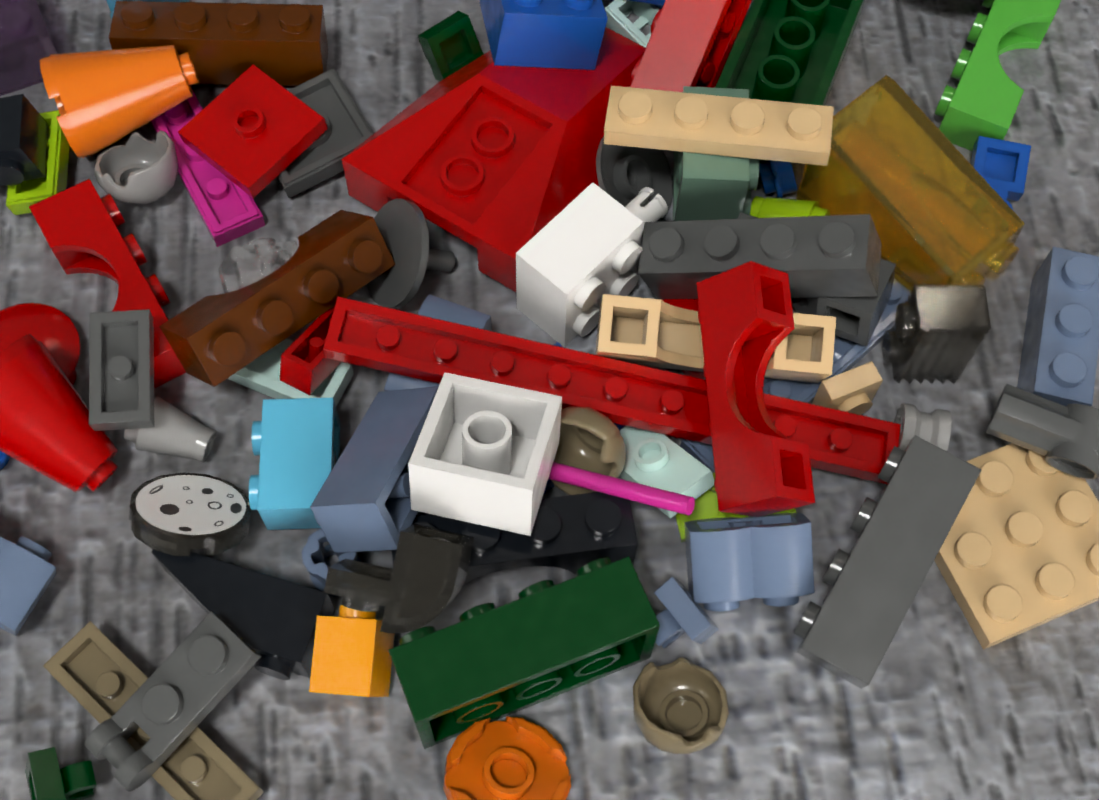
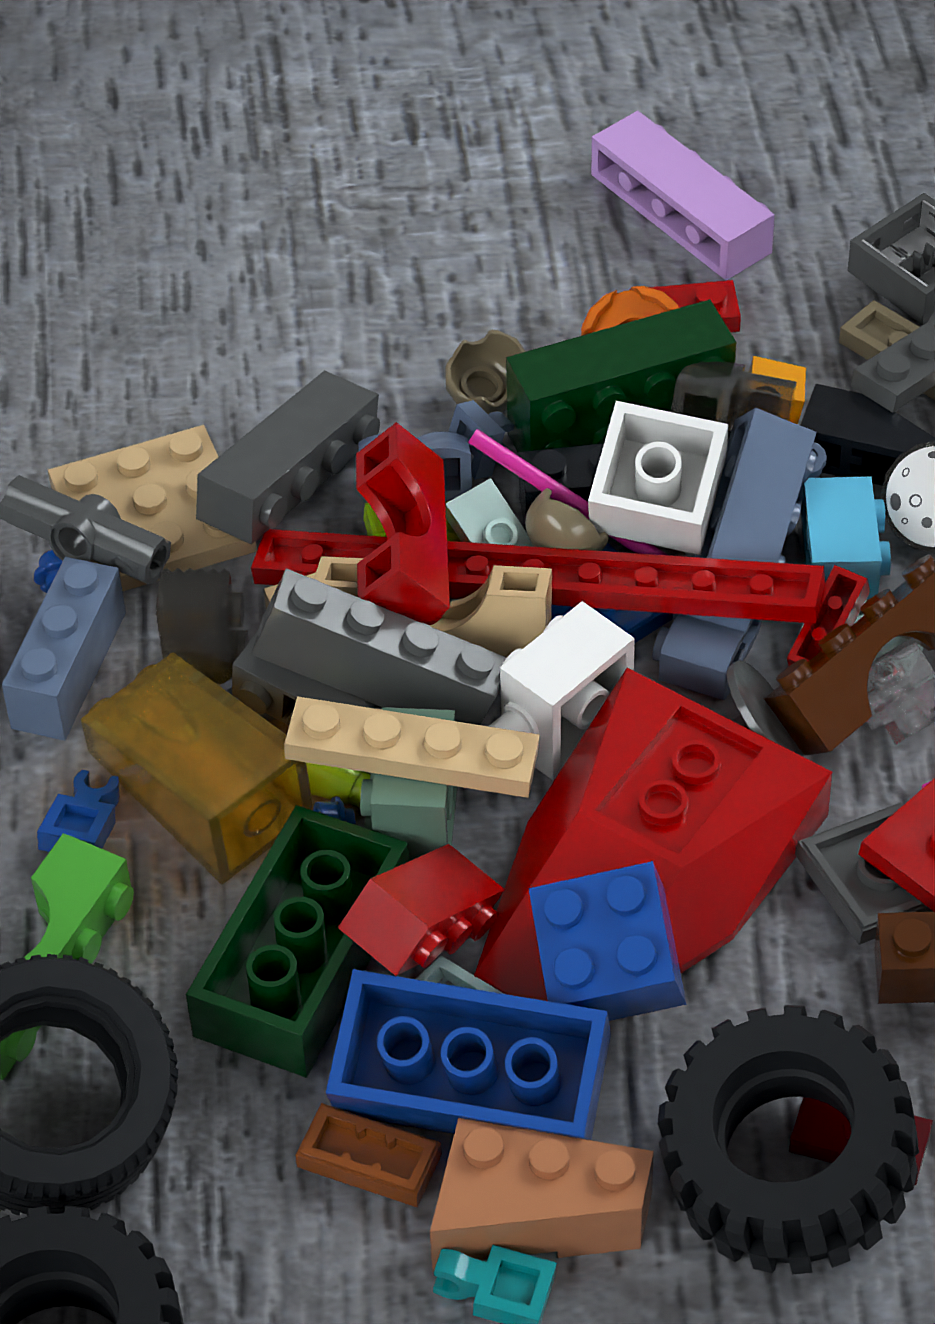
camera: 175 degrees left, 15 degrees down
(450, 45) = (721, 970): dark green tile -> none
(626, 170) = (493, 817): dark grey dish -> none
(931, 427) = (236, 562): light grey wheel -> none

